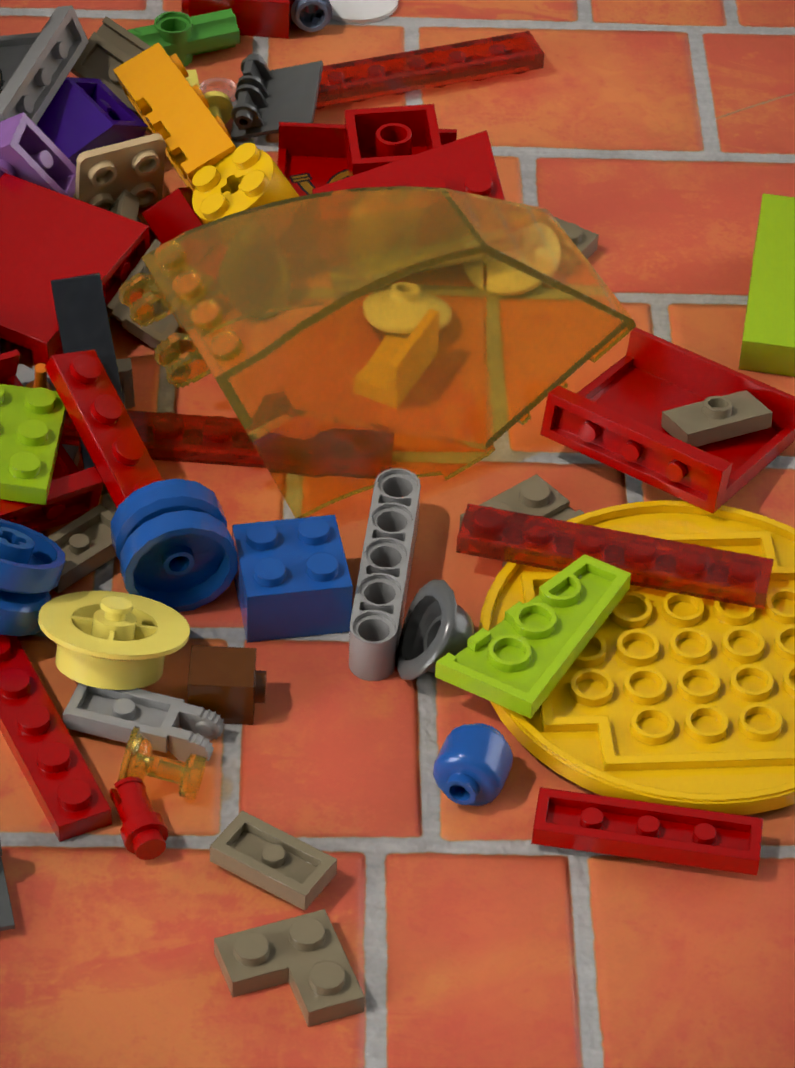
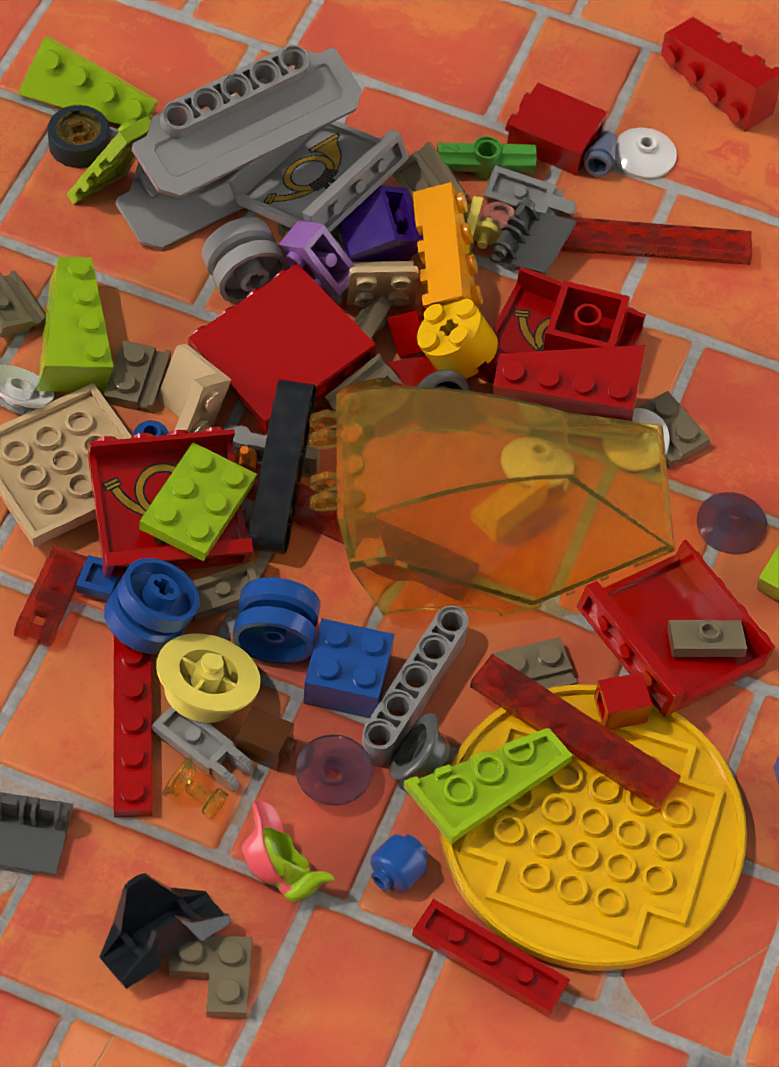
camera: 20 degrees right, 15 degrees up
(102, 423) = (269, 513): red plate -> none
(142, 828) = (165, 832): red animal -> none
(164, 919) = (154, 923): none -> black piece
(224, 56) = (513, 187): none -> light grey hinge
(273, 860) = (236, 887): dark tan plate -> none
(317, 815) = (274, 858): none -> hair
(331, 691) = (335, 755): none -> dish
(658, 501) = (623, 701): none -> red panel
(672, 311) = (727, 533): none -> dish

